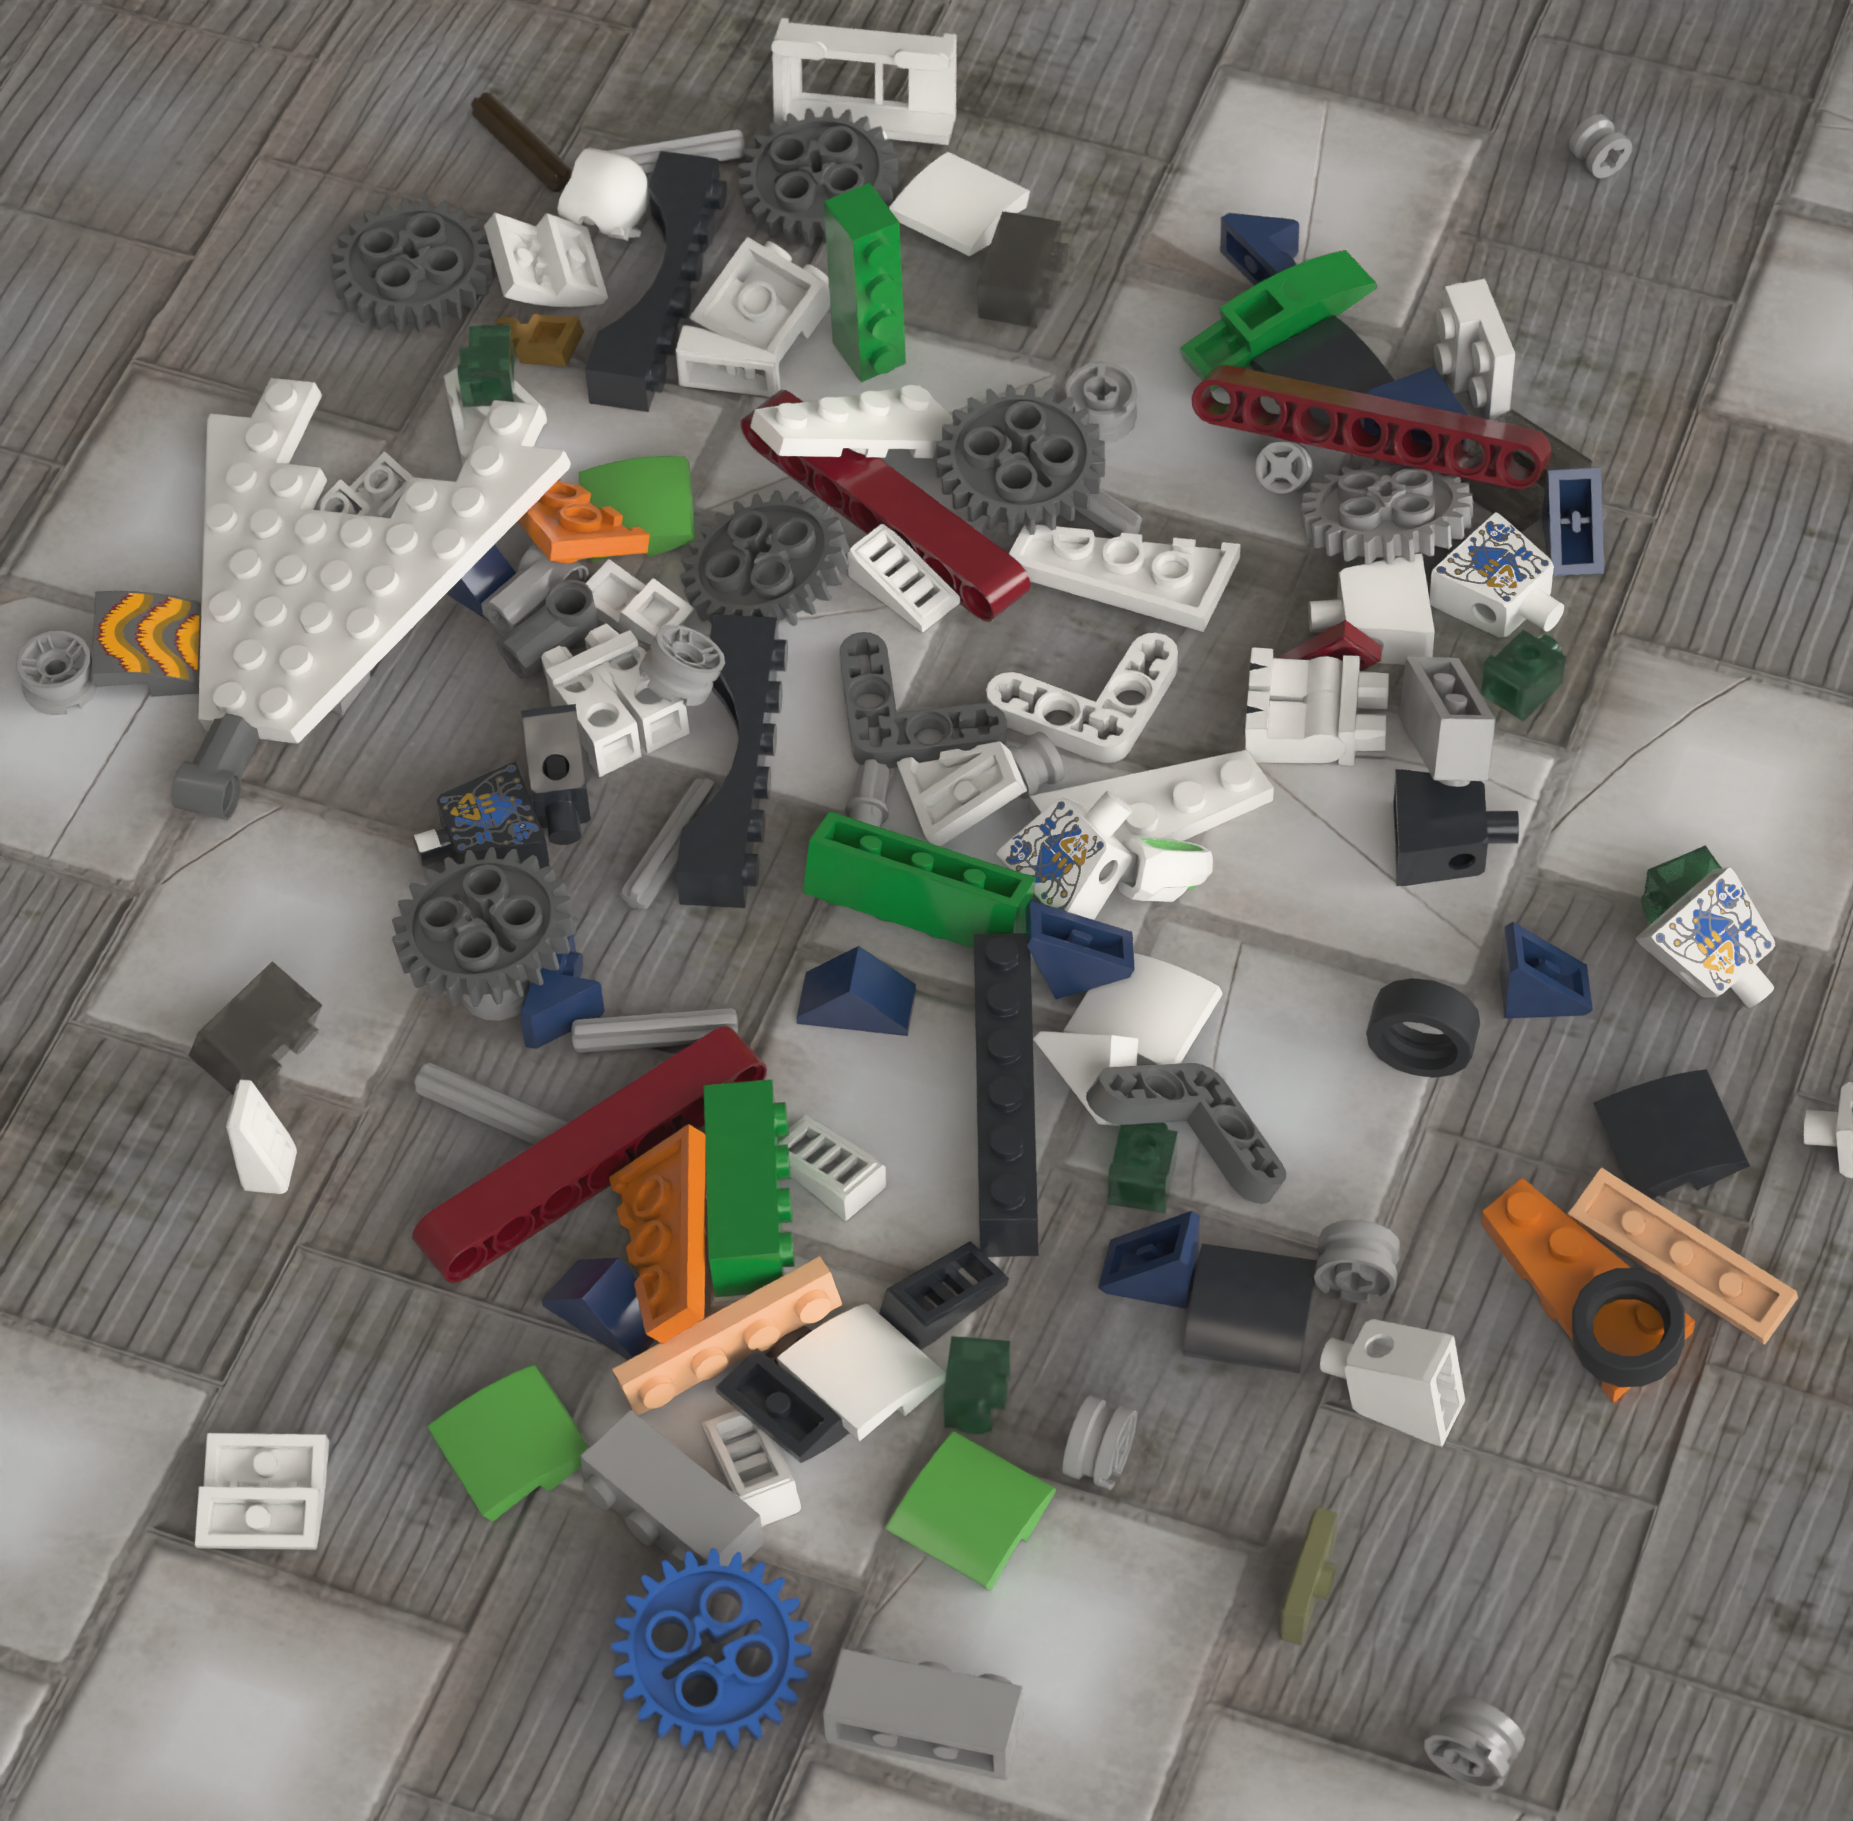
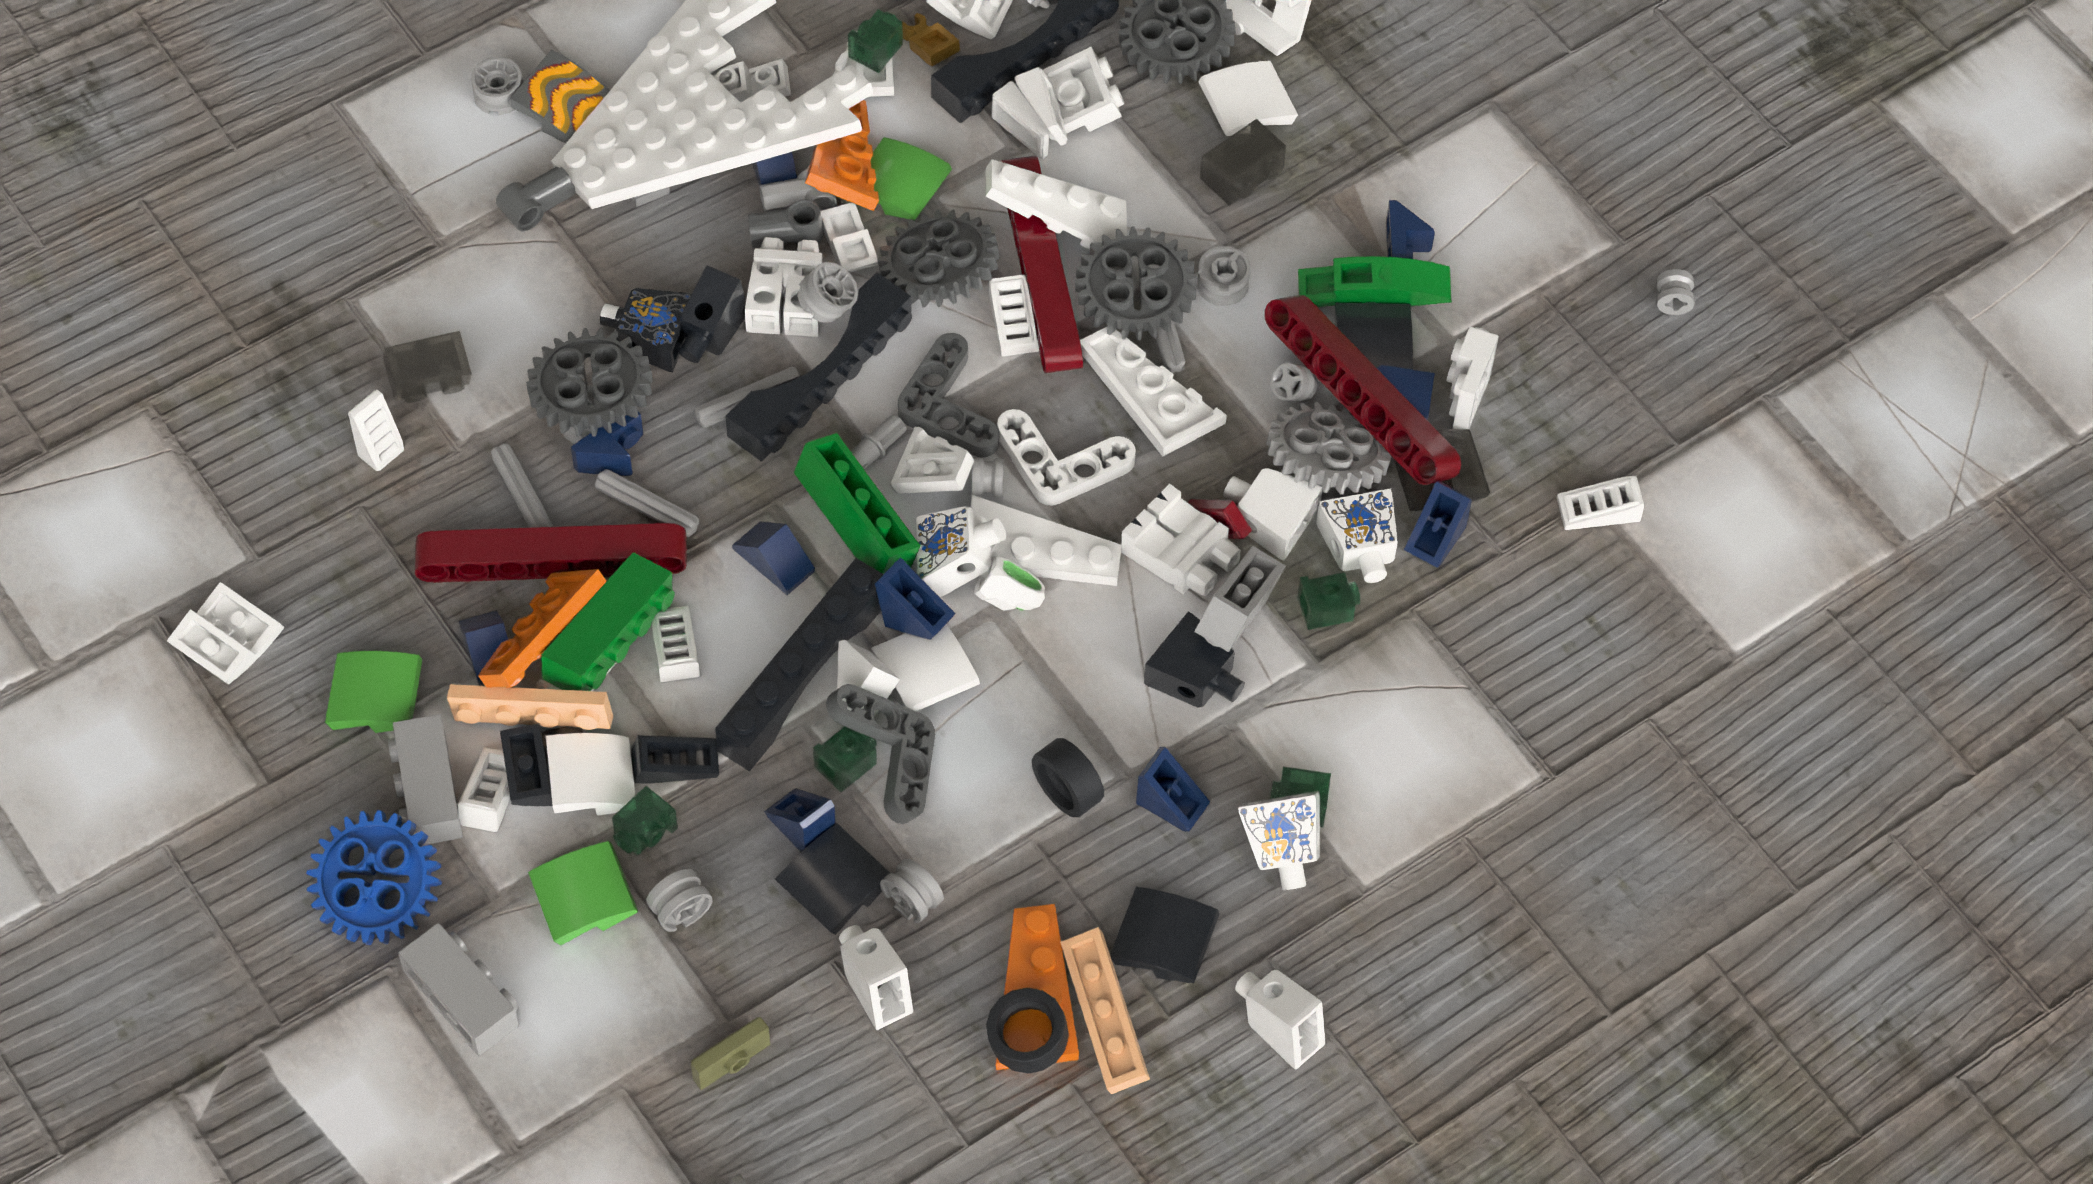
camera: 30 degrees right, 5 degrees up
(731, 319) = (1042, 98): none -> white slope
(865, 282) = (1122, 116): green brick -> none
(1739, 380) = (1614, 489): none -> white slope

